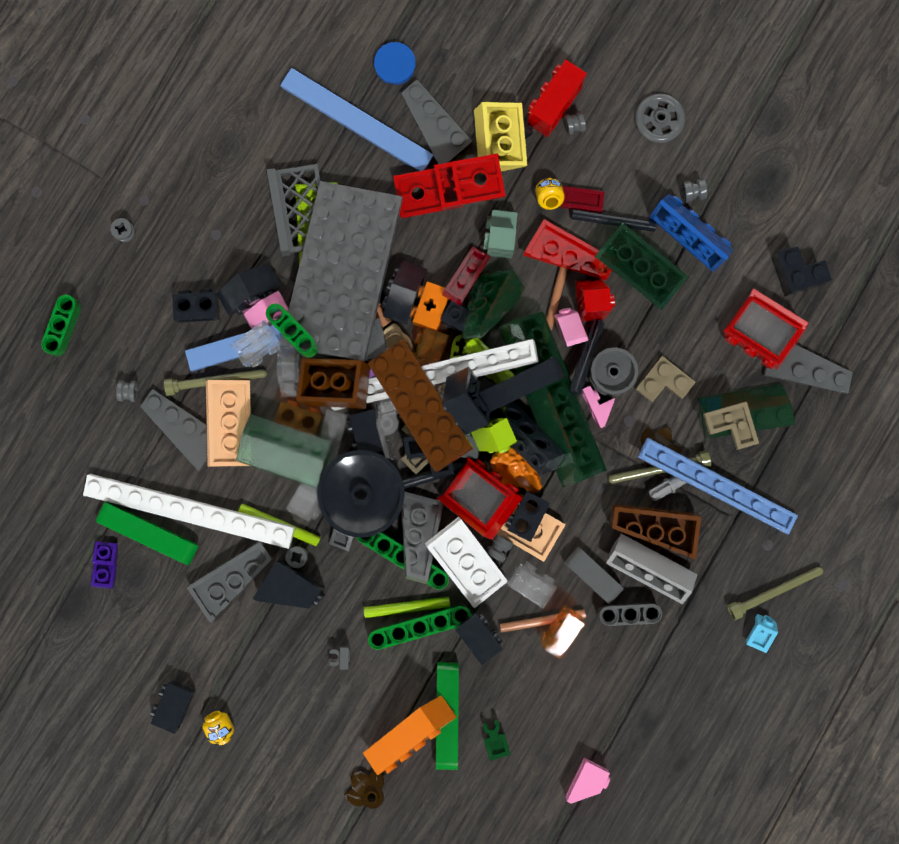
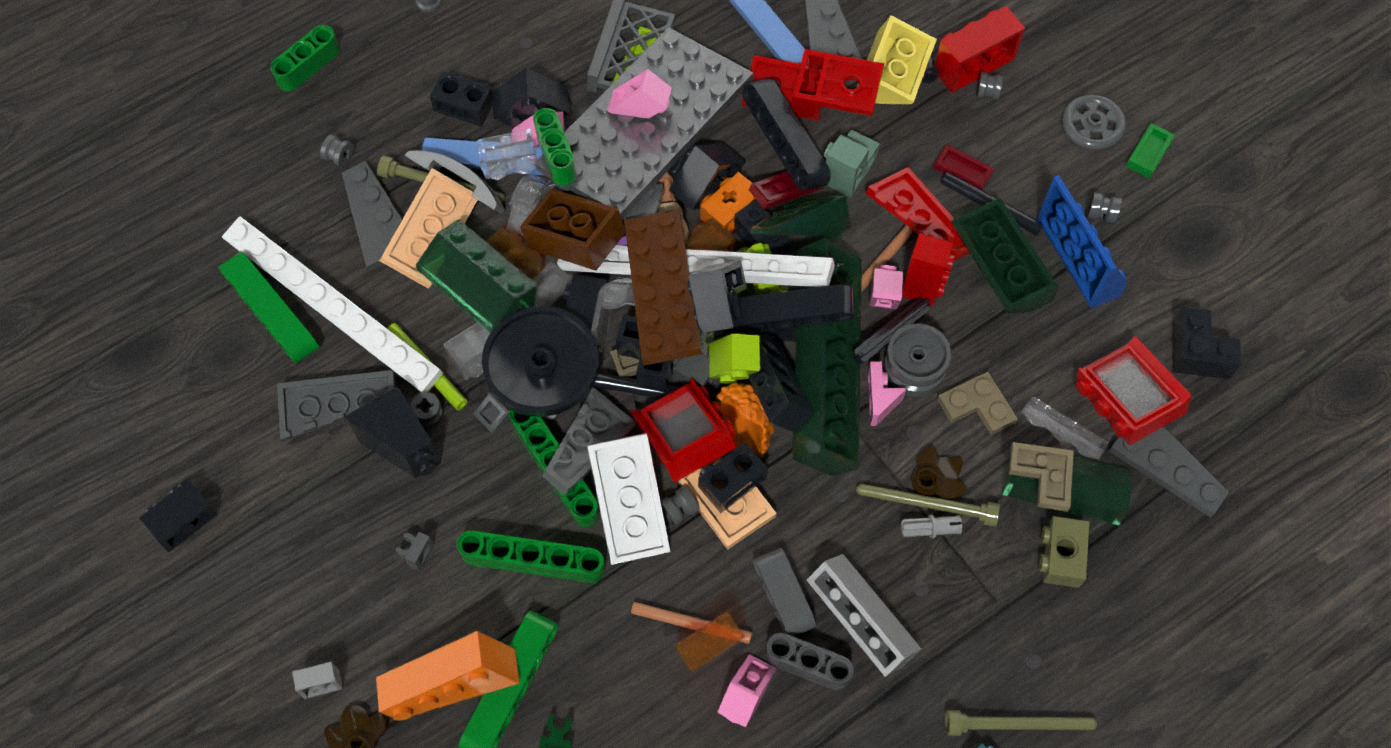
camera: 25 degrees right, 20 degrees down
(104, 565) = (201, 322): dark purple slope -> none
(218, 728) = (217, 566): yellow head -> none
(255, 379) = (482, 192): none -> light grey slope
(325, 770) = (317, 680): none -> light grey piece
(333, 260) = (641, 96): none -> bright pink slope
(406, 607) = (524, 527): lime piece -> none
(448, 236) = (786, 134): none -> black beam
(479, 638) = (598, 596): black brick -> none
(532, 585) = (698, 568): clear brick -> none
(549, 193) = (927, 142): yellow head -> none
(598, 650) = (746, 690): none -> bright pink slope
(661, 527) = (899, 568): reddish brown wedge -> none
(708, 124) = (1150, 150): none -> green tile
(717, 486) = (996, 553): medium blue tile -> none
(729, 375) = (1064, 428): none -> clear plate
(772, 472) = (1072, 536): none -> olive brick

